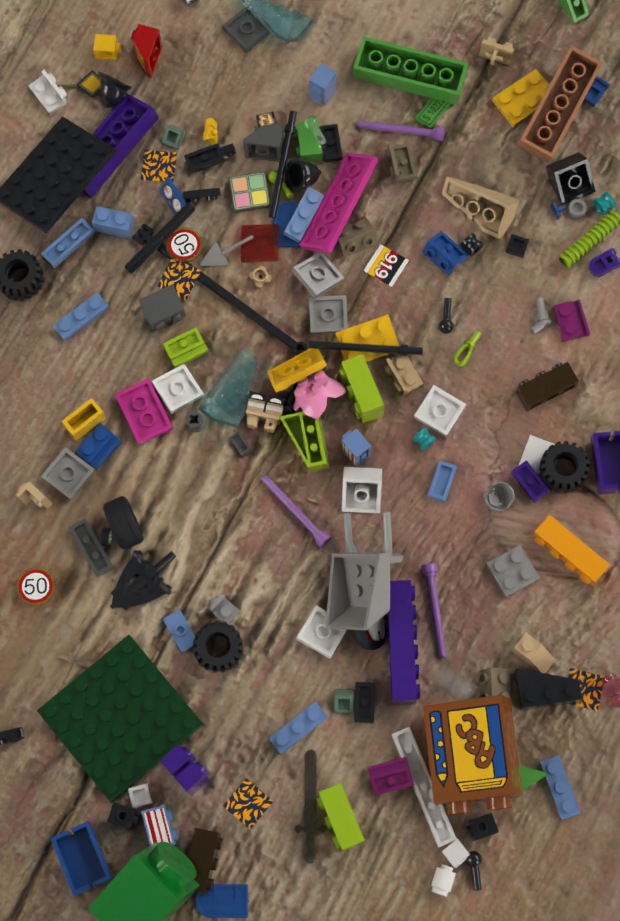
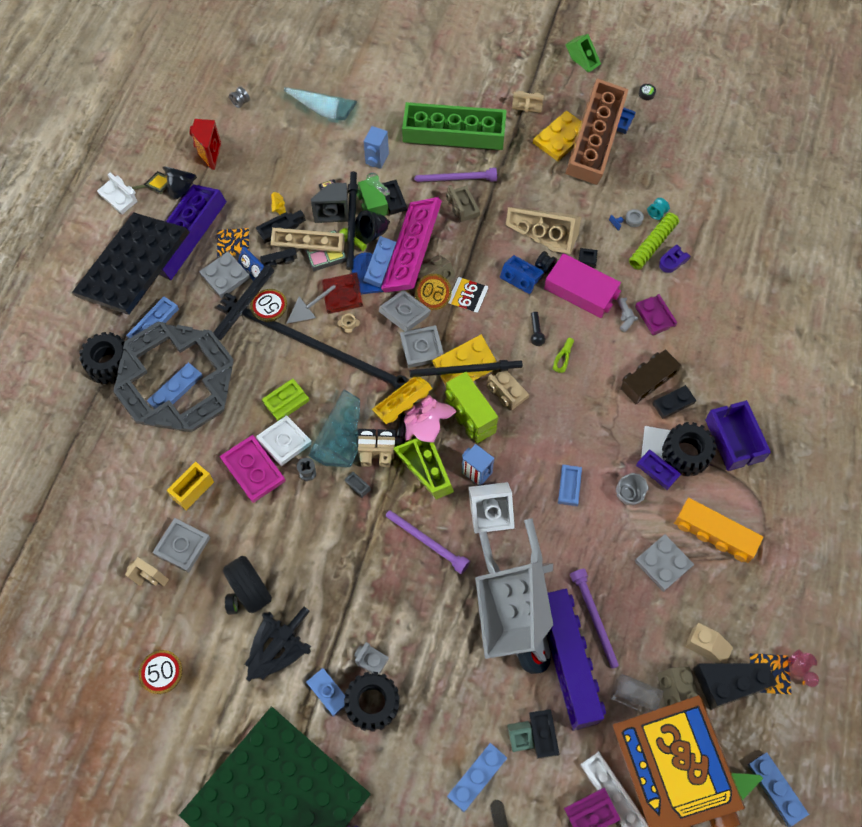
camera: 15 degrees left, 10 degrees down
(69, 344) = (166, 414): none -> dark grey plate
(91, 548) = (216, 619): dark grey plate -> none
(98, 446) = (209, 512): blue plate -> none
(106, 47) = (168, 148): yellow brick -> none
(113, 222) = (195, 295): medium blue brick -> none
(145, 202) = (224, 274): none -> light grey plate
(162, 308) = (255, 364): dark grey slope -> none
(173, 136) = (243, 214): sand green slope -> none
(181, 276) = (268, 337): sticker -> none
(234, 180) = (307, 240): none -> tan brick
(245, 29) = (296, 117): dark grey tile -> none
(317, 636) = (477, 669): white plate -> none
(350, 258) = (433, 291): none -> clear yellow piece
(424, 439) = (542, 447): teal wheel -> none
(432, 112) = (481, 159): bright green tile -> none
(439, 411) = (551, 417): white plate -> none
(503, 277) = (583, 286): none -> dark pink brick
(565, 416) = (674, 402): none -> black plate
(571, 178) = (622, 192): black slope -> none

